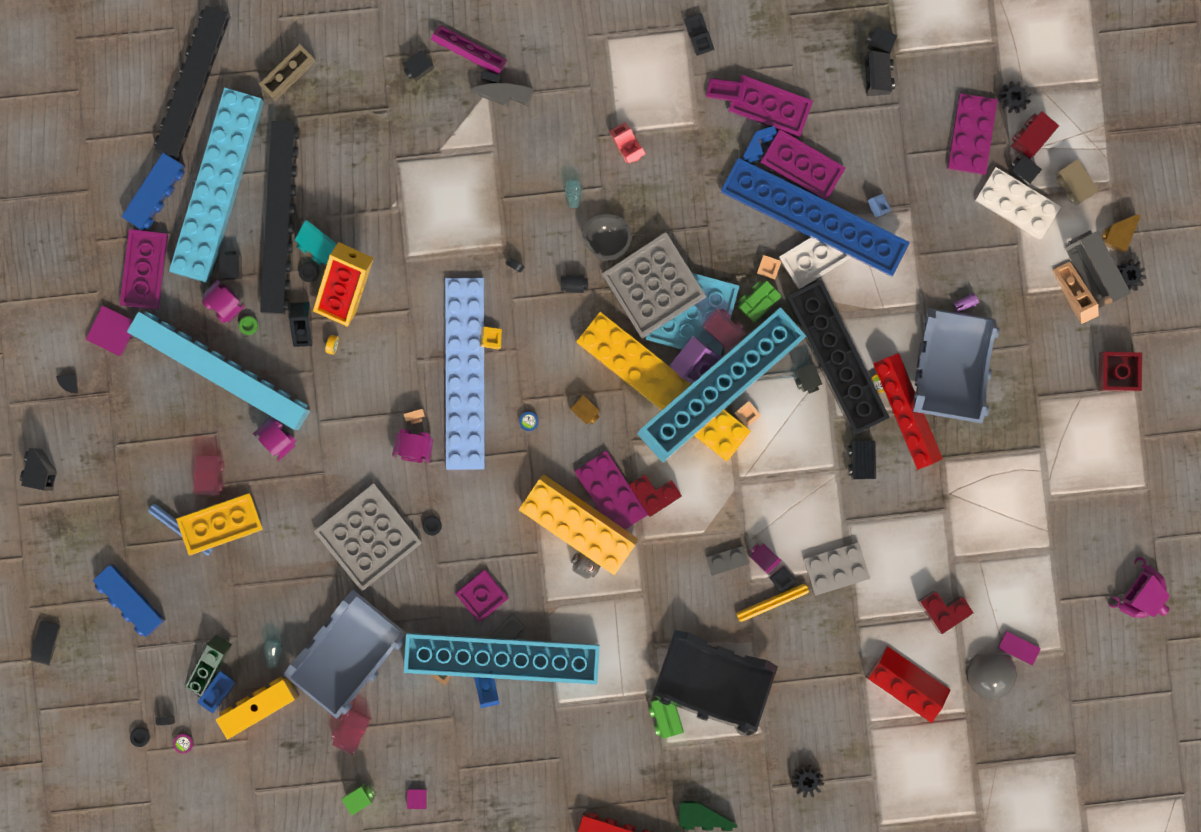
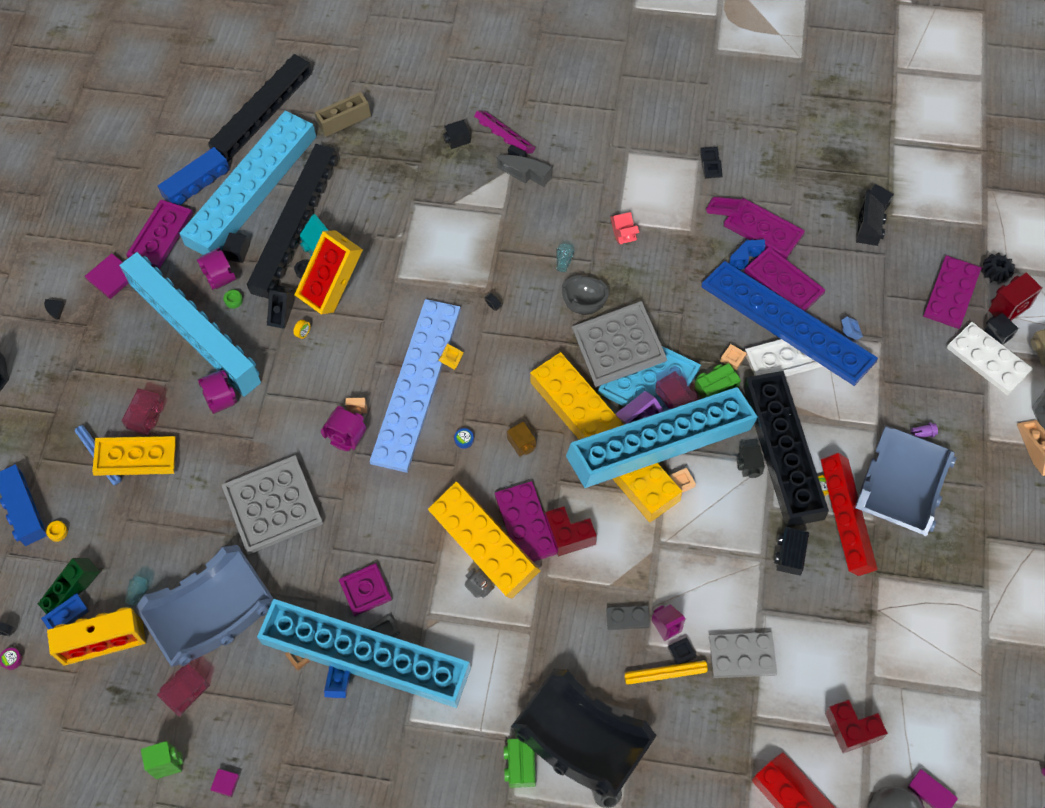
camera: 25 degrees right, 25 degrees down
(173, 614) = (56, 531): none -> yellow tile
(432, 525) = (338, 510): black tile -> none
(574, 283) = (543, 328): black brick -> none

